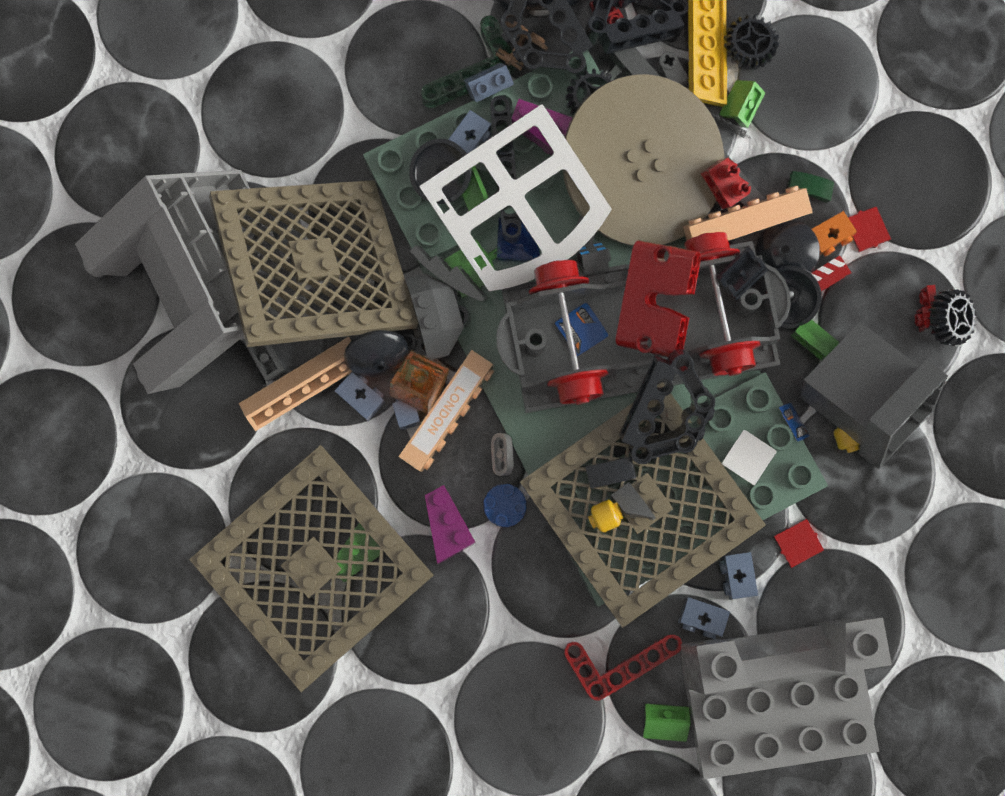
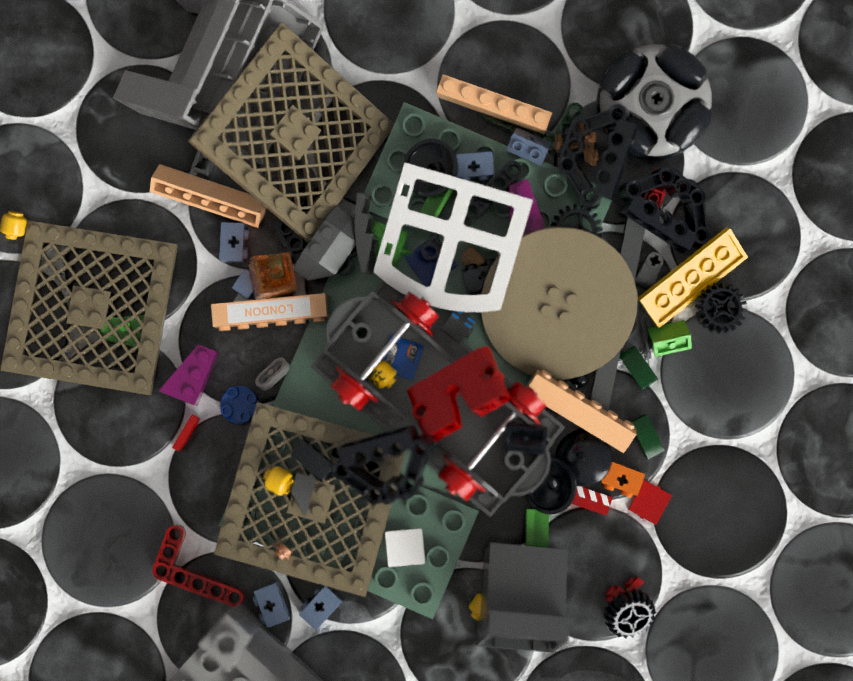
camera: 55 degrees right, 5 degrees up
(182, 575) = (13, 225): none -> yellow head
(376, 353) = (267, 230): black dish -> none
(429, 81) = (493, 104): none -> light nougat brick
(492, 570) = (186, 433): none -> red tile
(544, 204) = (472, 256): none -> clear orange tile
(559, 214) = (470, 275): none -> black brick
(586, 354) = (383, 375): none -> yellow head
(666, 722) = (179, 636): bright green panel -> none
(670, 563) = (282, 551): none -> nougat plate
(726, 183) = (592, 374): red brick -> none
(747, 146) = (638, 367): none -> dark green slope
(794, 422) = (461, 560): blue sticker -> none
(798, 543) = (379, 630): red piece -> none

